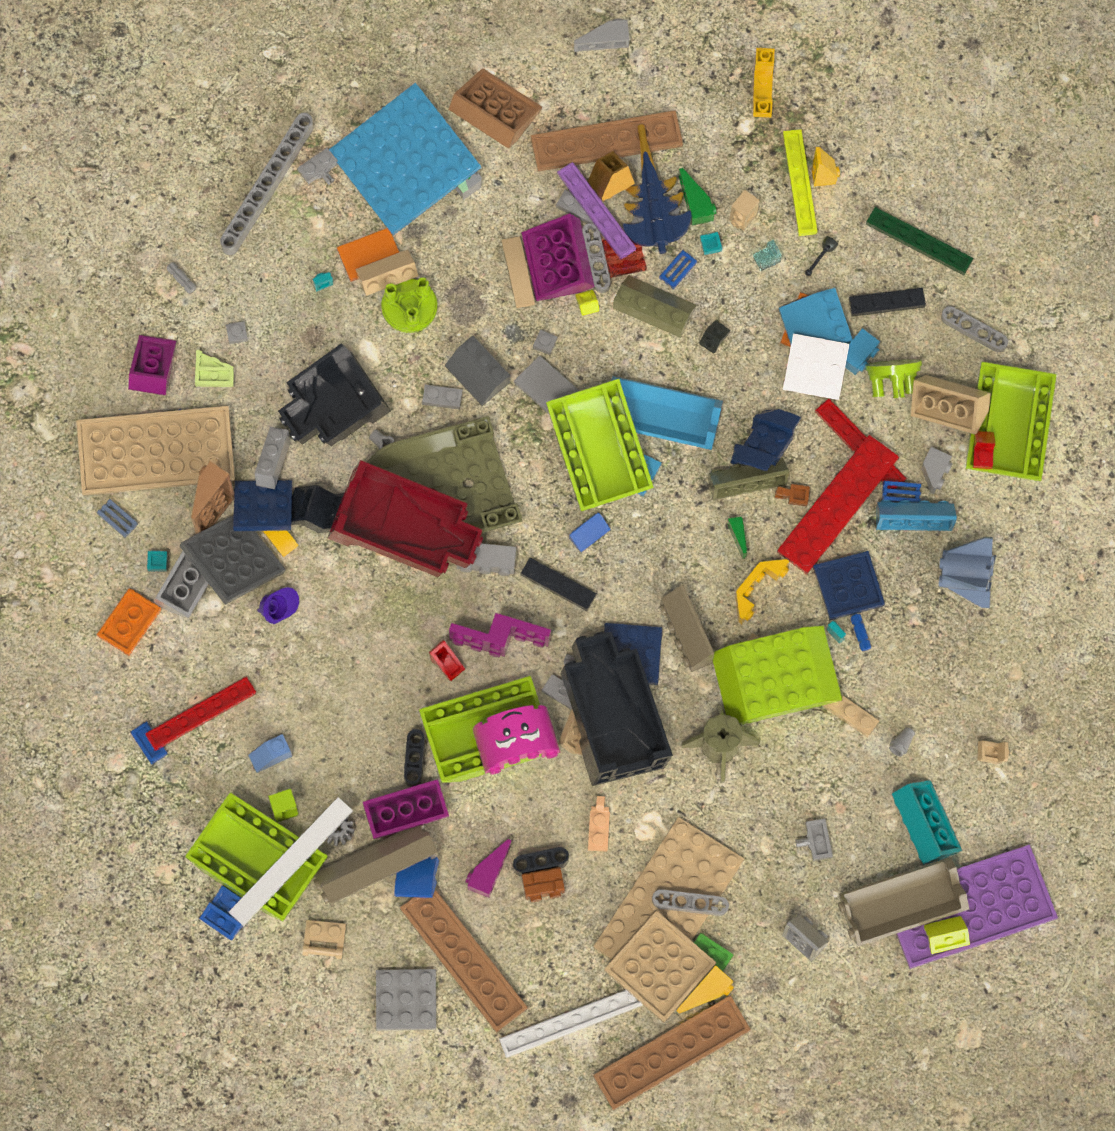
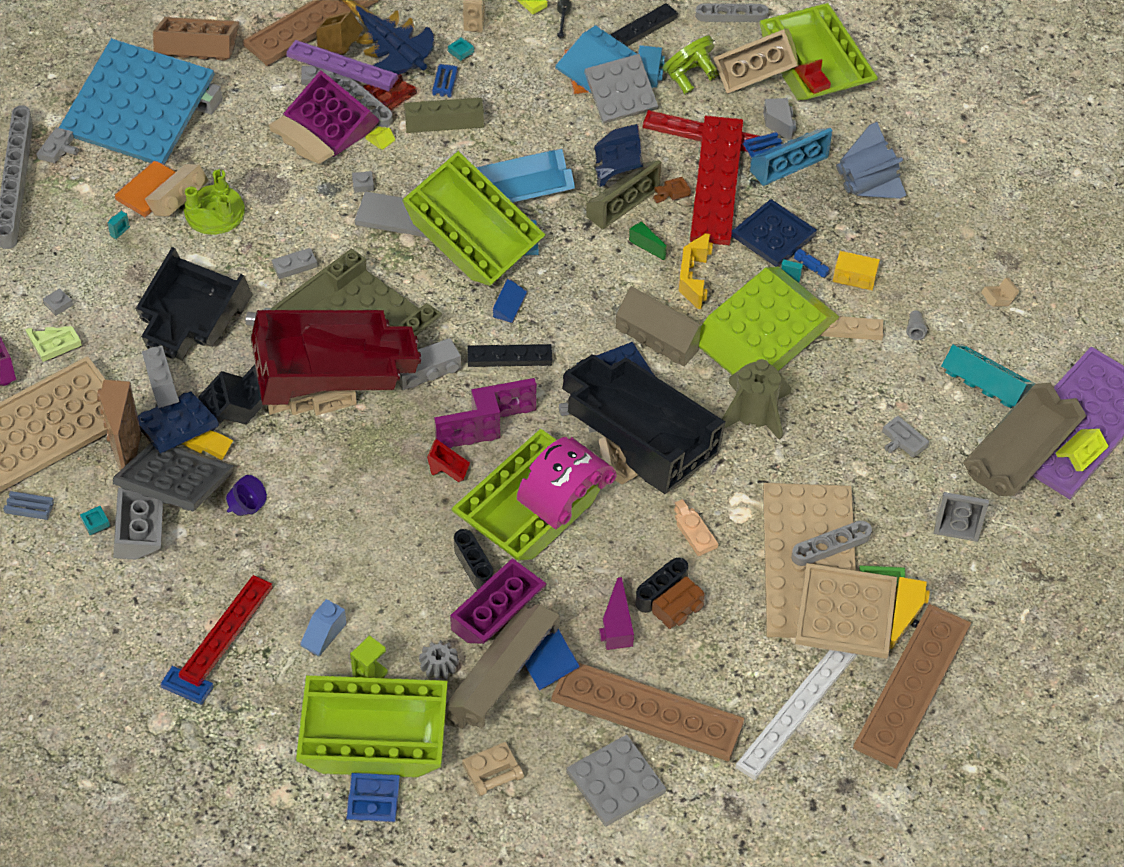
camera: 30 degrees left, 20 degrees down
(129, 622) = (97, 588): orange tile -> none
(290, 861) = (412, 705): white tile -> none
(477, 371) = (315, 226): dark grey slope -> none
(556, 689) = (585, 436): light grey plate -> none
(696, 200) = (422, 19): green slope -> none
(714, 336) = (513, 111): pearl dark grey bracket -> none
(768, 257) = (519, 36): clear light blue panel -> none
(889, 662) = (856, 270): none -> yellow brick

